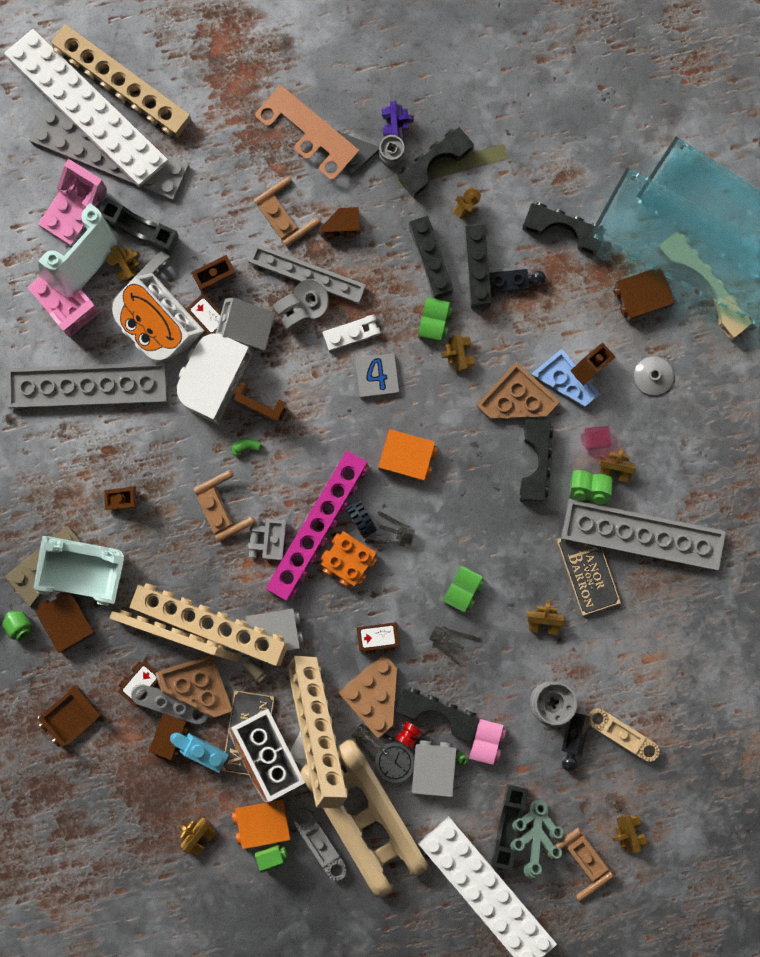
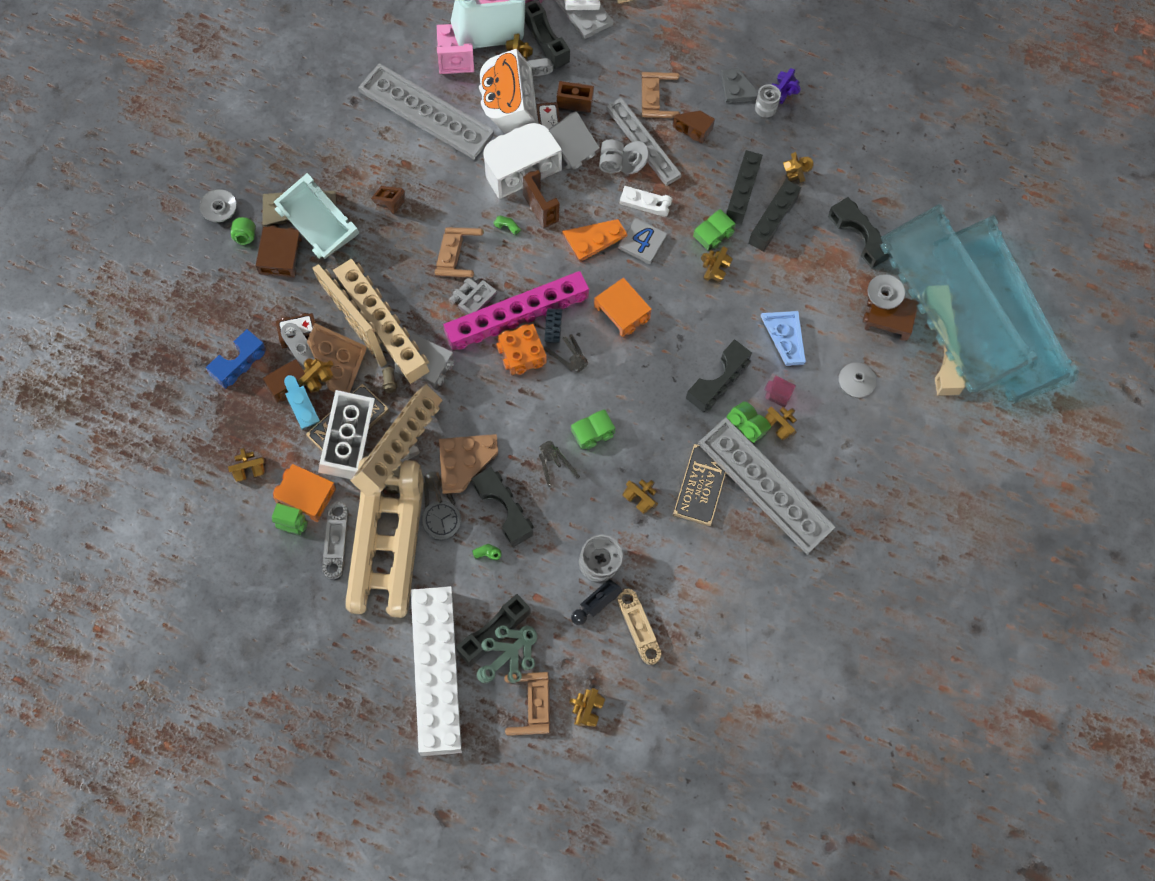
camera: 30 degrees right, 15 degrees down
(69, 717) = (226, 319): reddish brown panel -> none
(113, 730) = (228, 371): none -> blue arch
(188, 714) = (314, 371): none -> pearl gold hips
(315, 129) = (722, 54): nougat piece -> none
(333, 405) = (594, 238): none -> orange wing
(378, 637) = (500, 419): brick -> none
(409, 735) = (472, 503): red wheel -> none
(434, 769) = (467, 545): light grey panel -> none
(453, 146) = (815, 127): pearl dark grey arch -> none
(468, 162) = (805, 142): olive sticker -> none
(486, 742) = (525, 554): bright pink brick -> none
(514, 280) = (796, 244): black plate -> none
(517, 396) = (738, 321): medium nougat plate -> none
(592, 364) = (815, 333): reddish brown brick -> none
(629, 270) = (889, 285): none -> light grey dish

